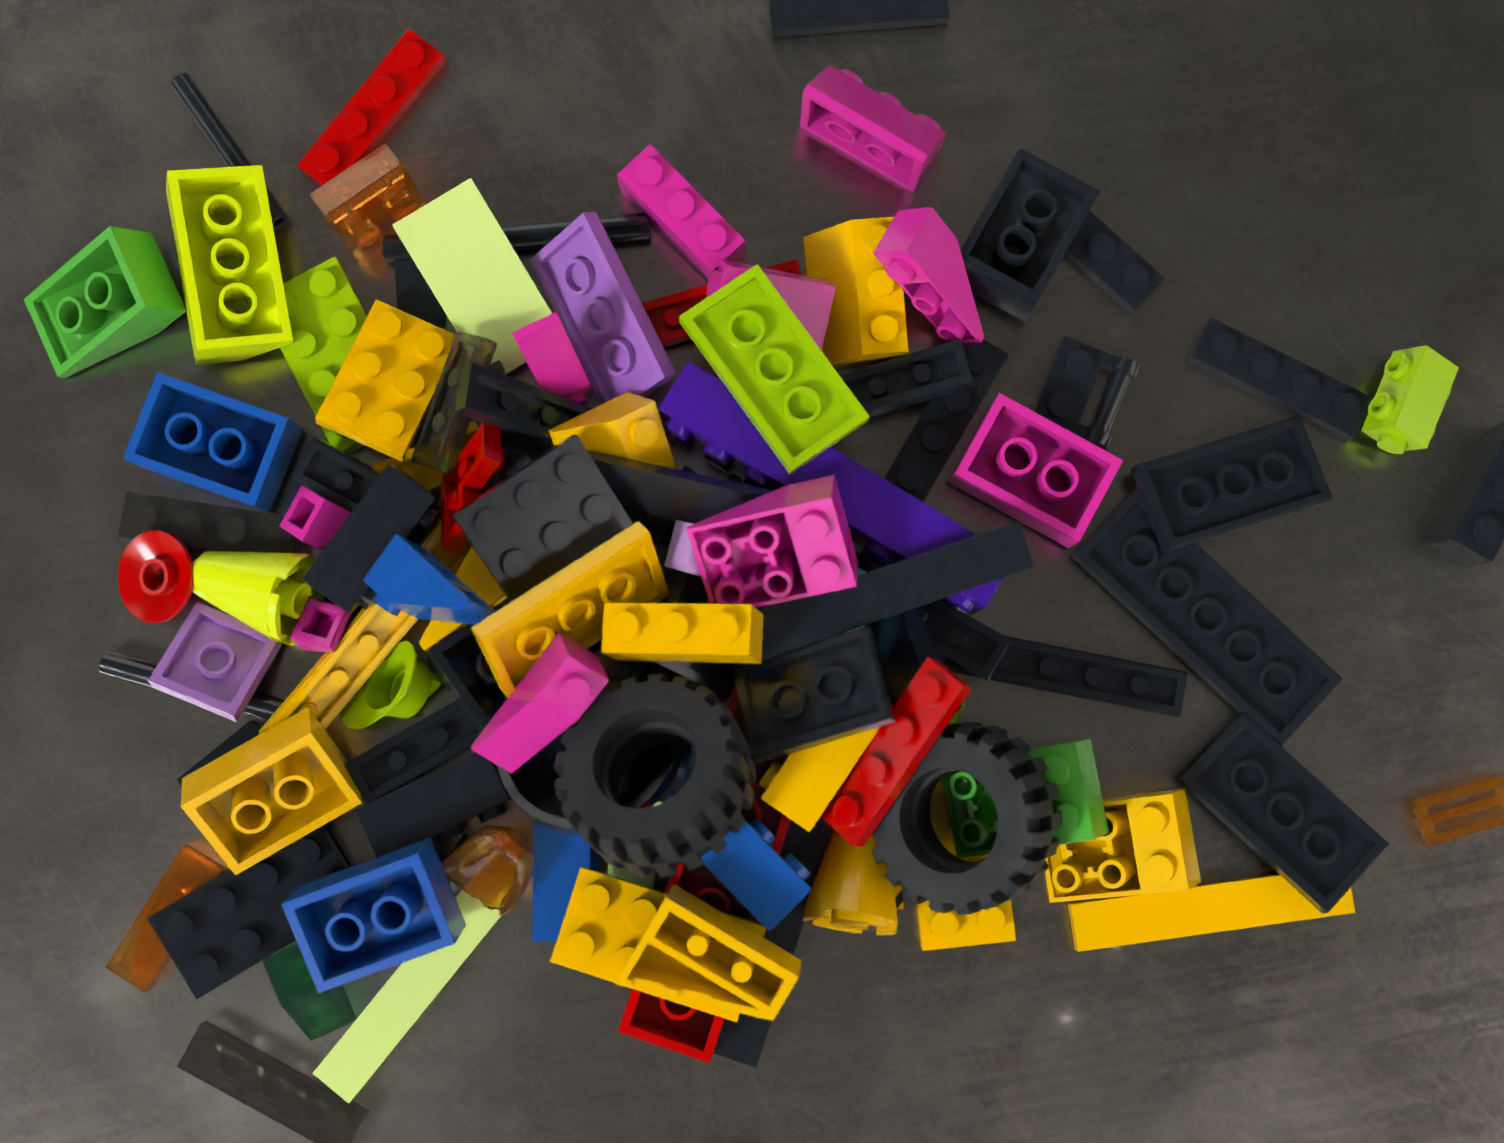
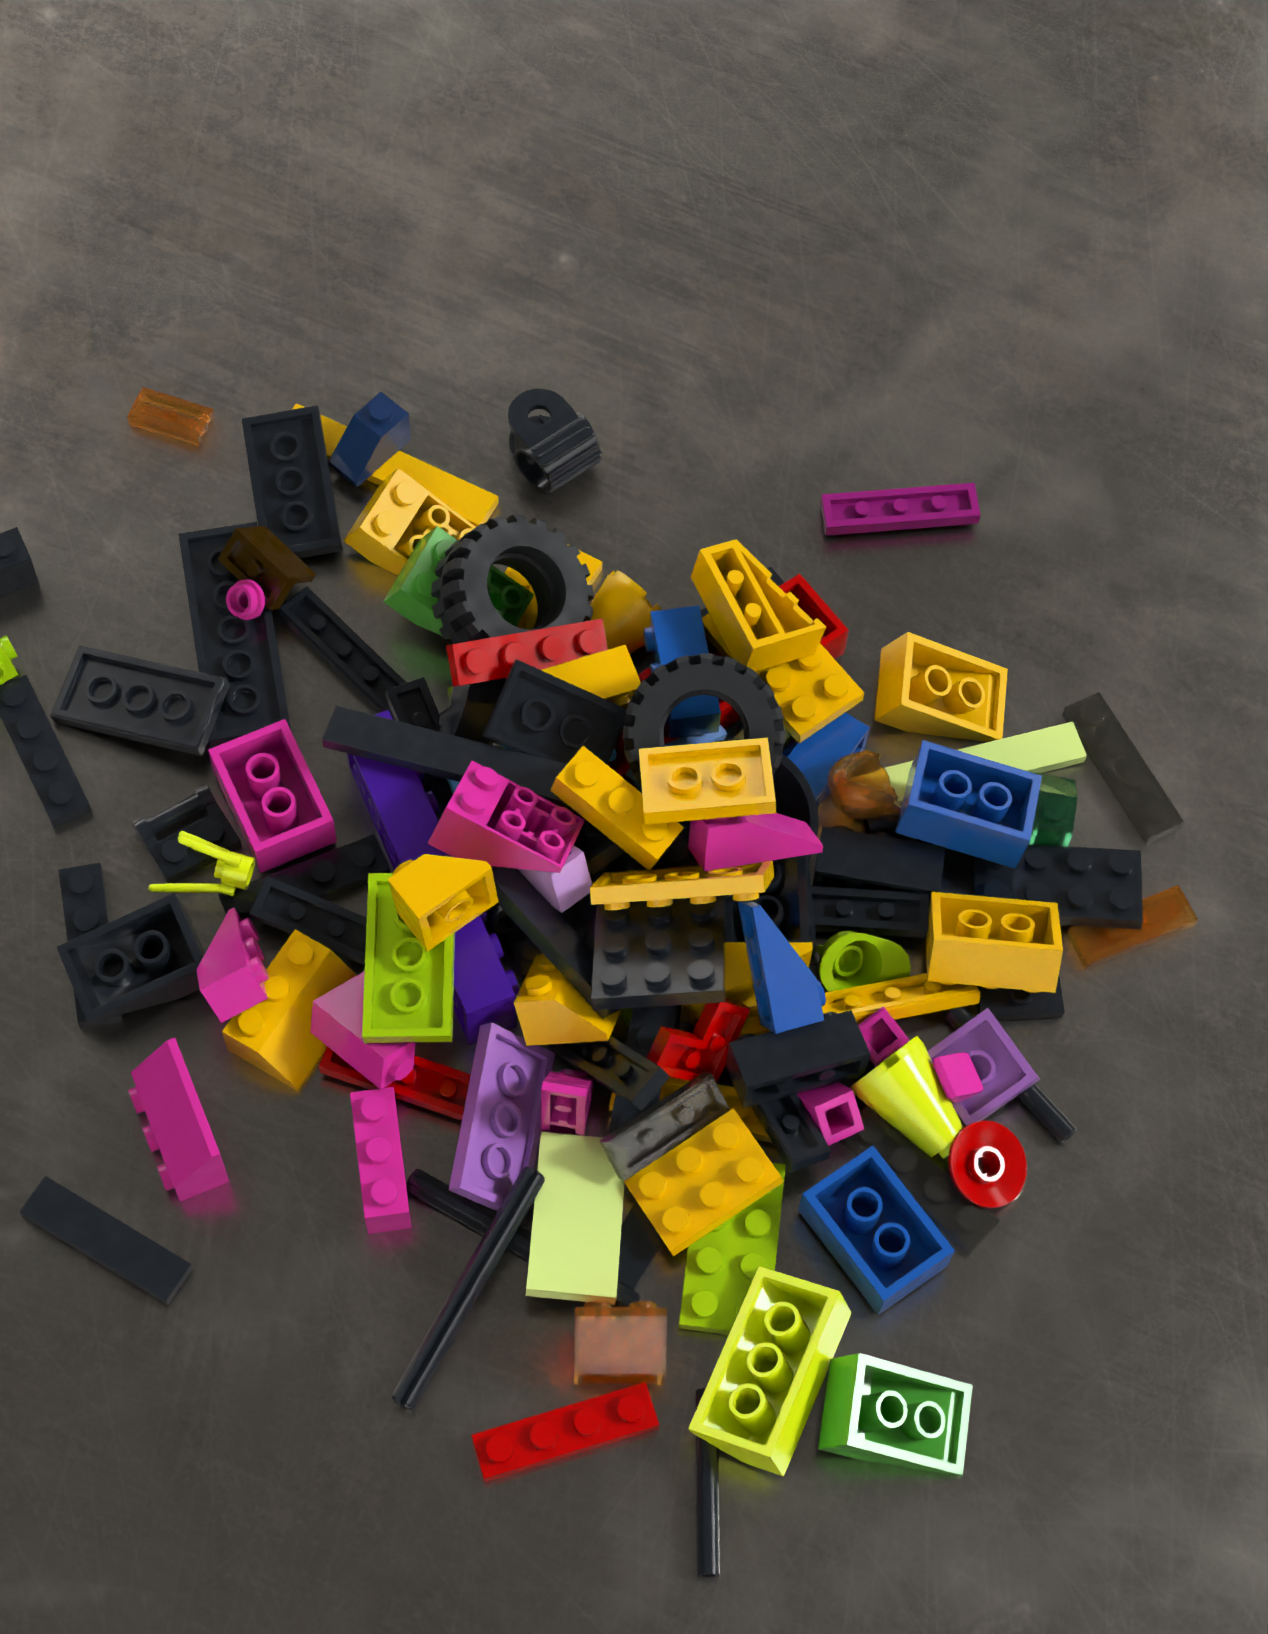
camera: 145 degrees left, 20 degrees down
(224, 631) = (958, 1076): none -> dark pink slope
(496, 1042) = (940, 691): none -> yellow slope
(528, 164) = (468, 1288): none -> black axle
(601, 702) = (707, 781): none -> yellow plate
(777, 409) = (441, 895): none -> yellow slope
(1010, 373) = (231, 867): none -> neon yellow plant
(1055, 1046) = (552, 447): none -> black piece
(1219, 645) = (245, 599): none -> dark pink plate
(1232, 699) = (264, 558): none -> dark brown panel
(1246, 914) = (371, 439): none -> dark blue slope

